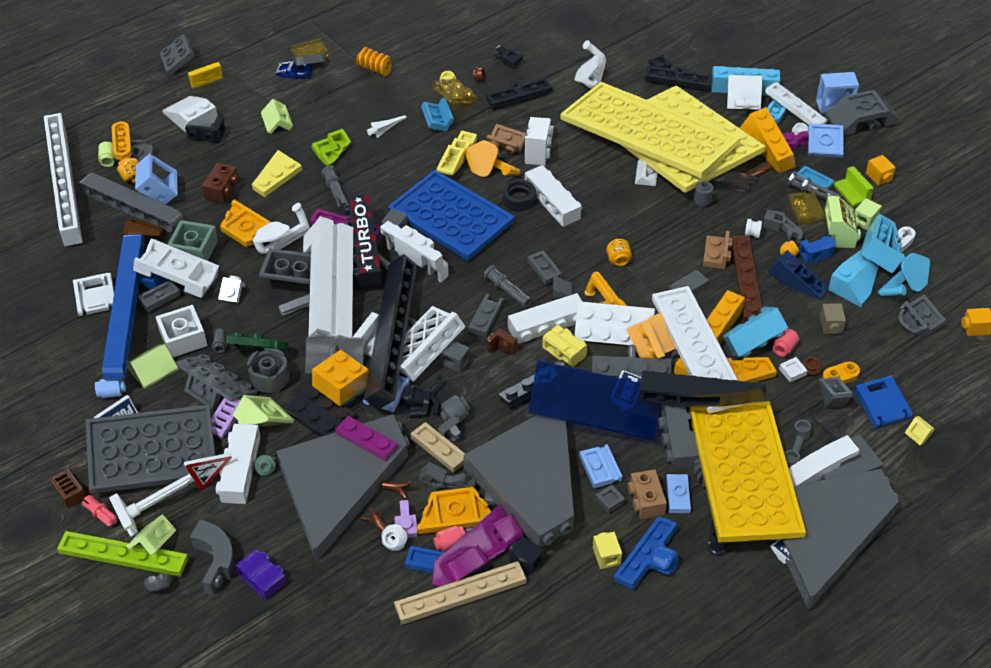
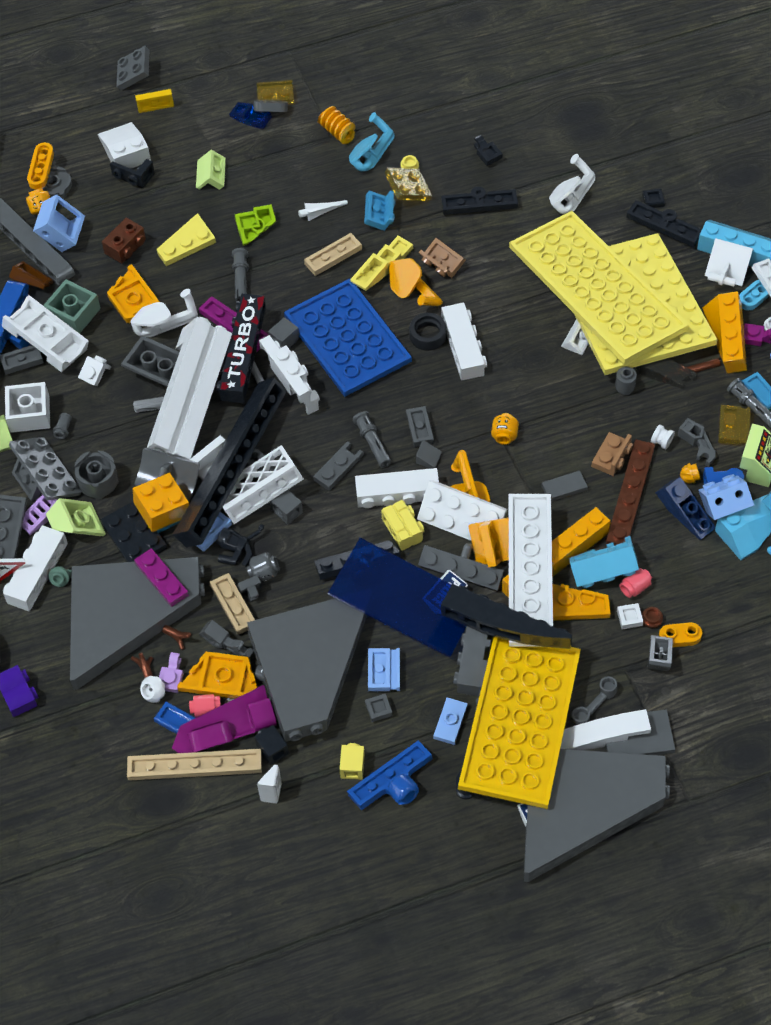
camera: 20 degrees right, 10 degrees up
(105, 154) = (20, 178): yellowish green brick -> none
(256, 341) = (97, 441): dark green plate -> none
(410, 71) = (364, 147): none -> medium azure piece
(411, 156) = (333, 254): none -> tan plate
(479, 74) = (445, 167): copper plate -> none
(503, 340) = (341, 501): copper bracket -> none
(538, 141) = (474, 268): white wedge -> none
(543, 589) = (270, 785): none -> white slope
(647, 494) = (417, 713): medium nougat brick -> none
(832, 318) = (699, 568): dark tan brick -> none
(841, 253) = (726, 491): none -> light blue piece
(885, 403) = (709, 682): blue container -> none
(919, 430) = (731, 723): light yellow tile -> none

